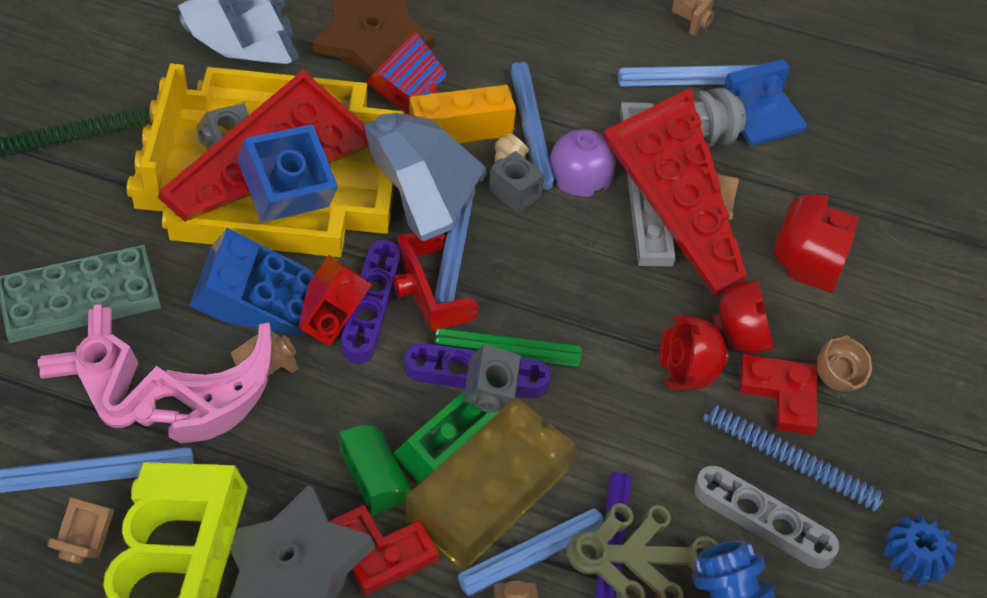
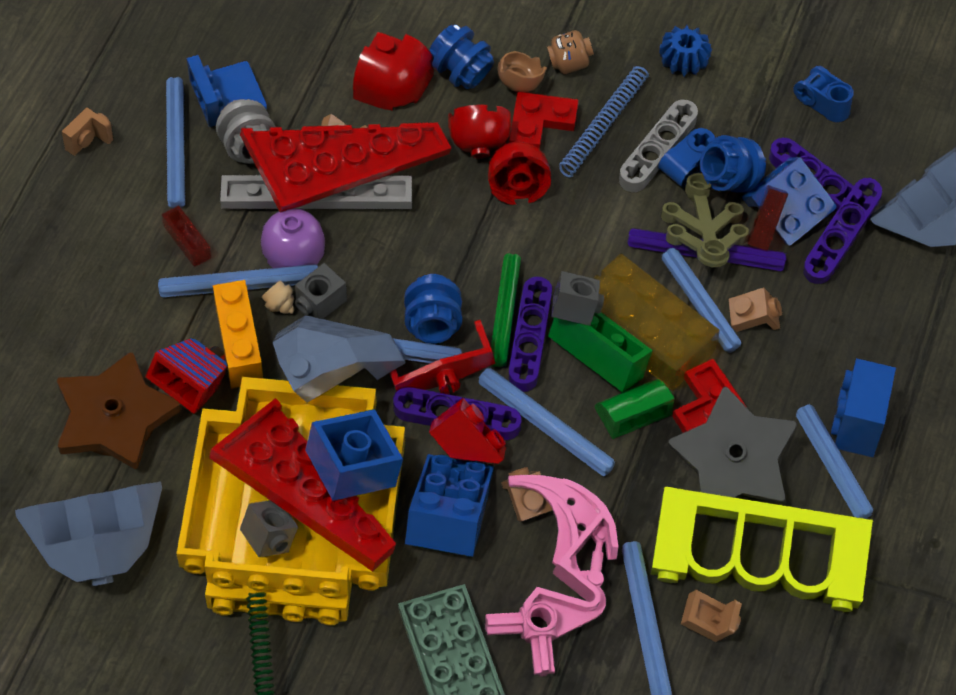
camera: 85 degrees left, 5 degrees up
(356, 384) = (547, 422): none -> medium blue axle
(496, 270) = (433, 308): none -> blue piece
(581, 84) = (186, 236): none -> clear red piece
(739, 525) = (685, 156): none -> blue piece
(849, 302) = (457, 52): none -> blue piece
(885, 417) = (570, 52): none -> medium nougat head

